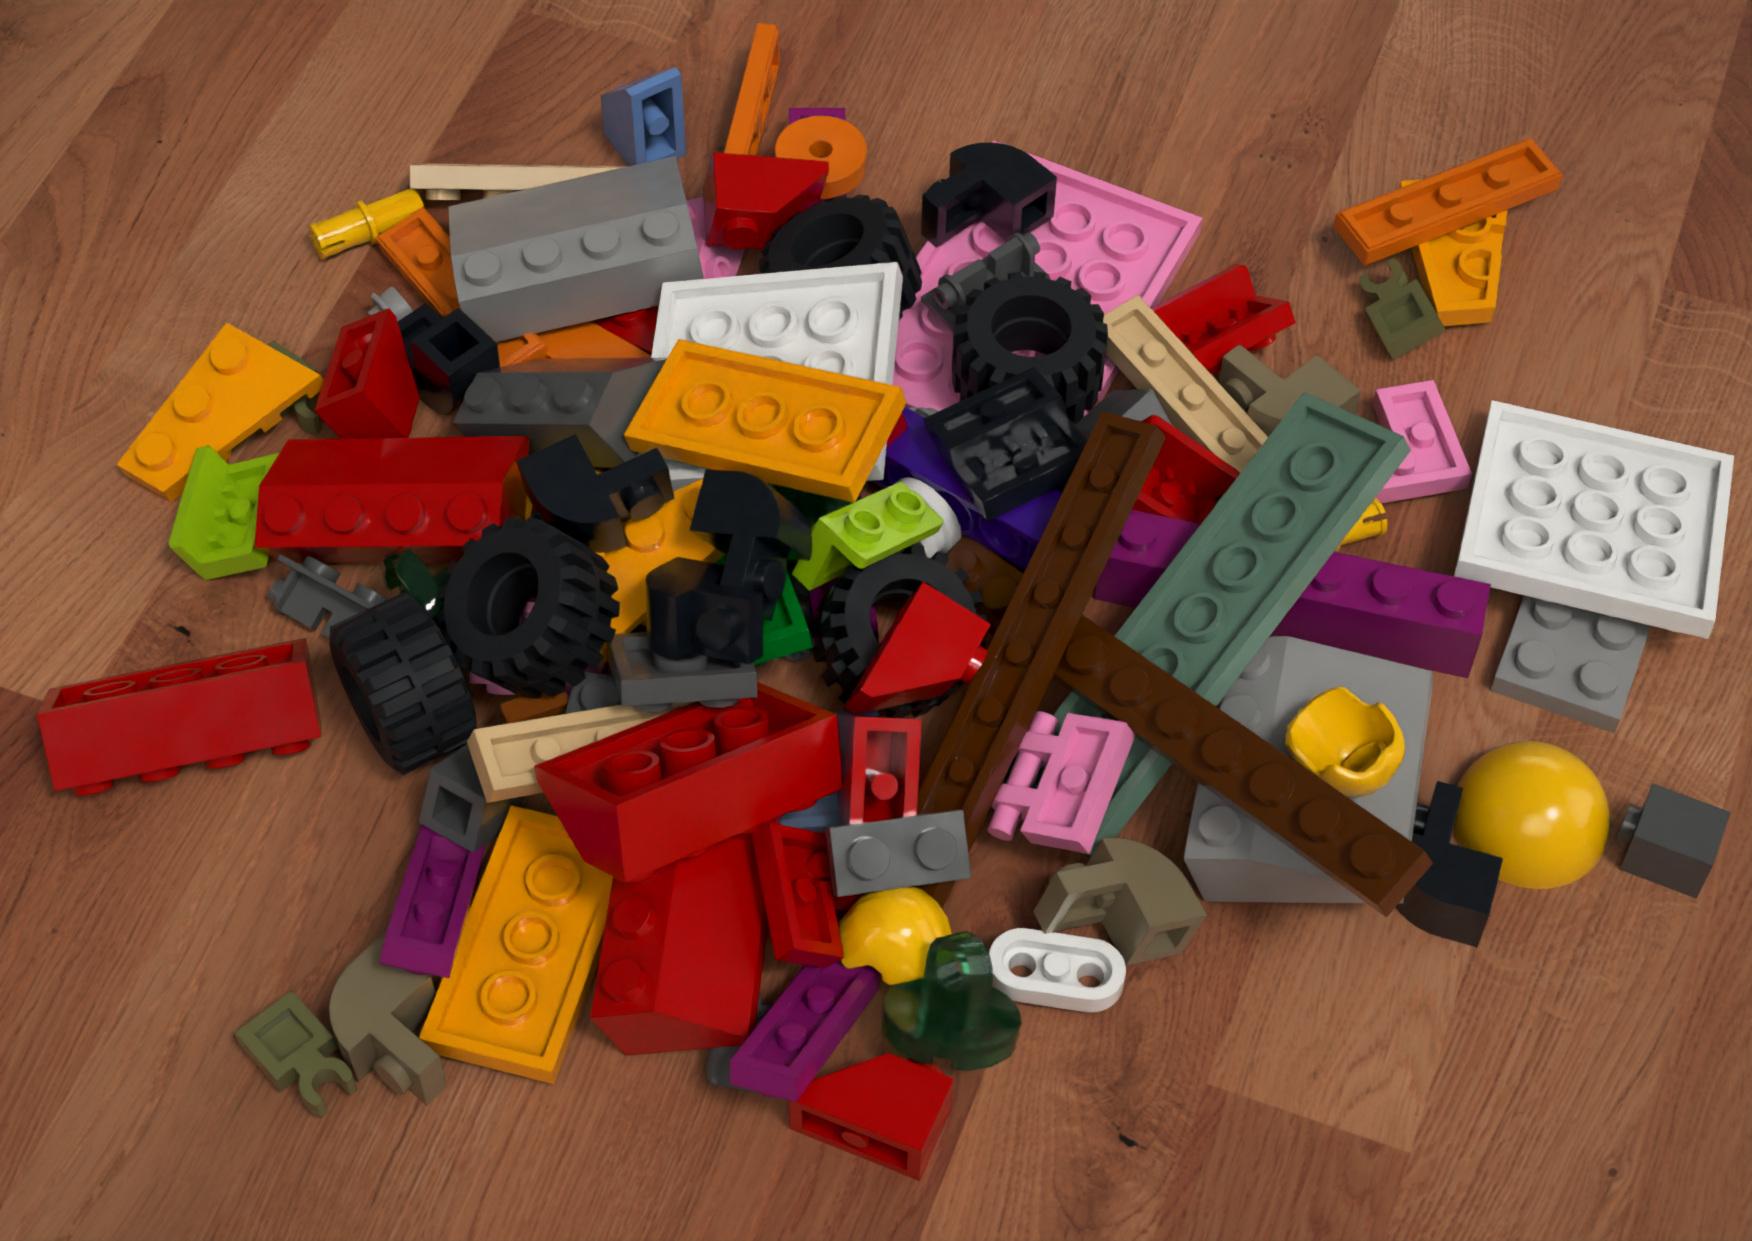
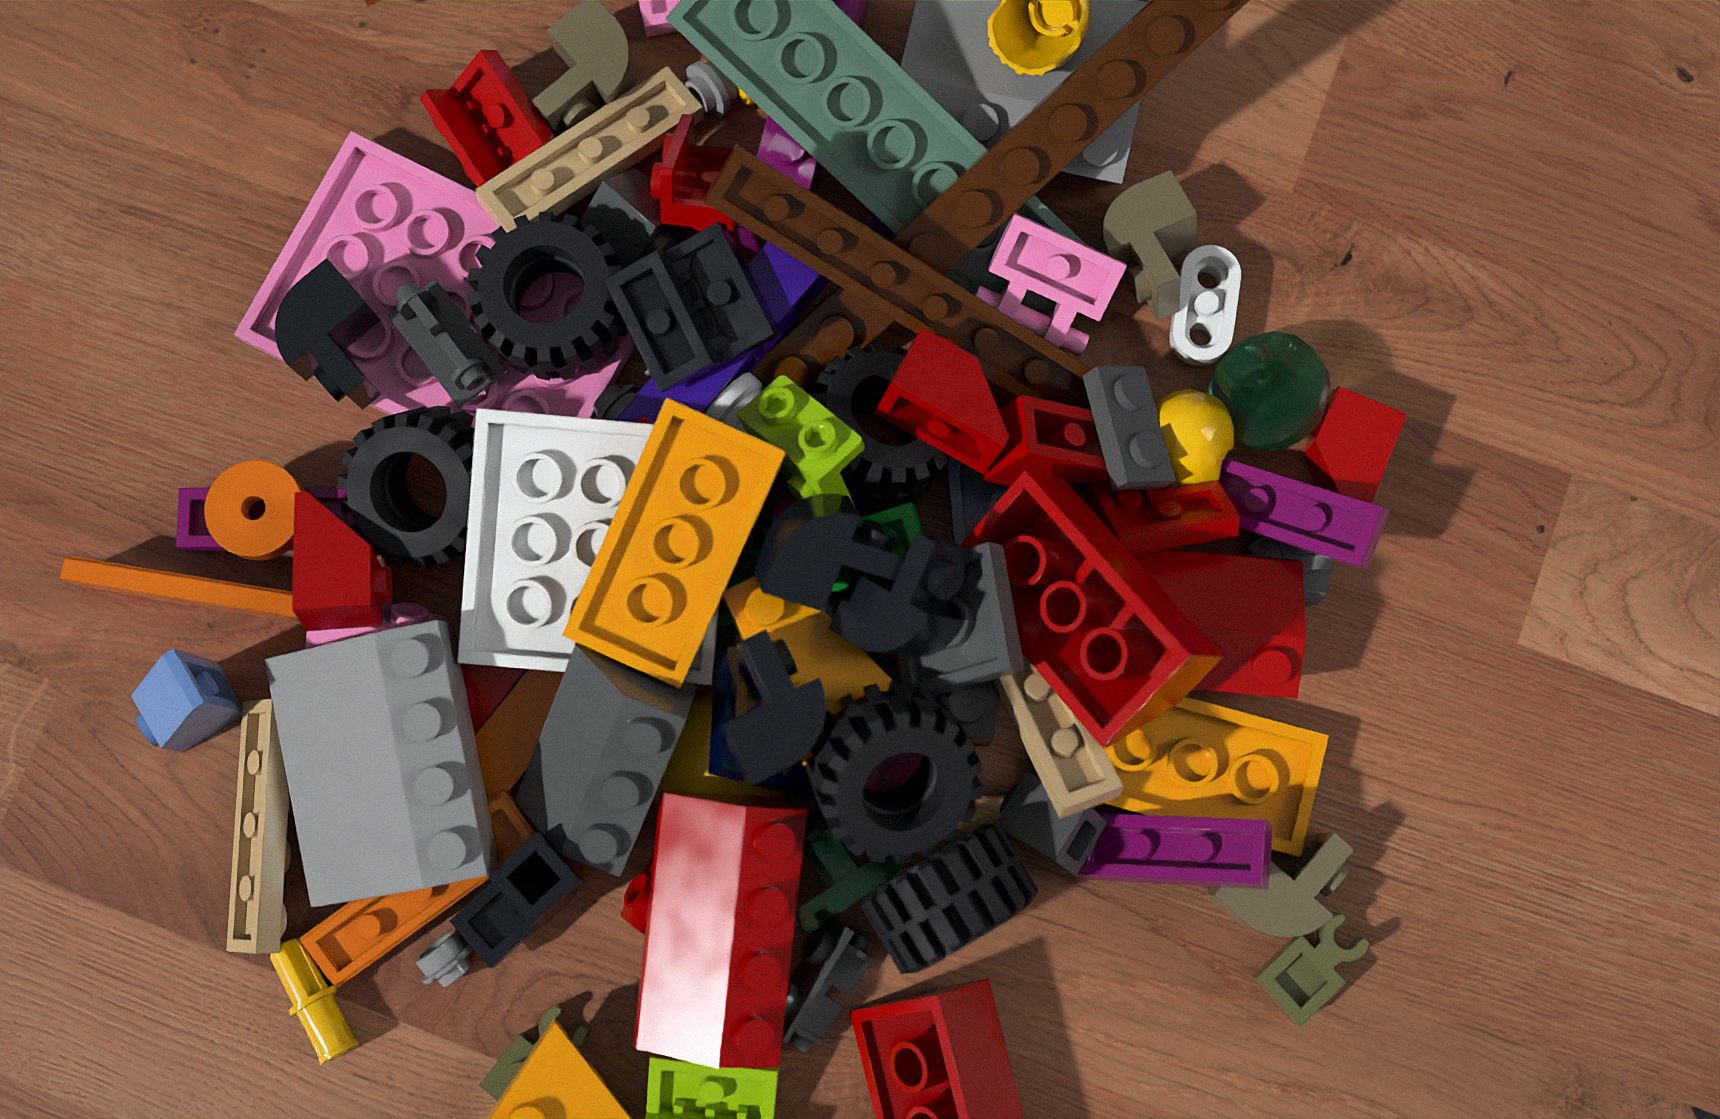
camera: 85 degrees left, 25 degrees up
(369, 381) = (556, 971): red slope -> none

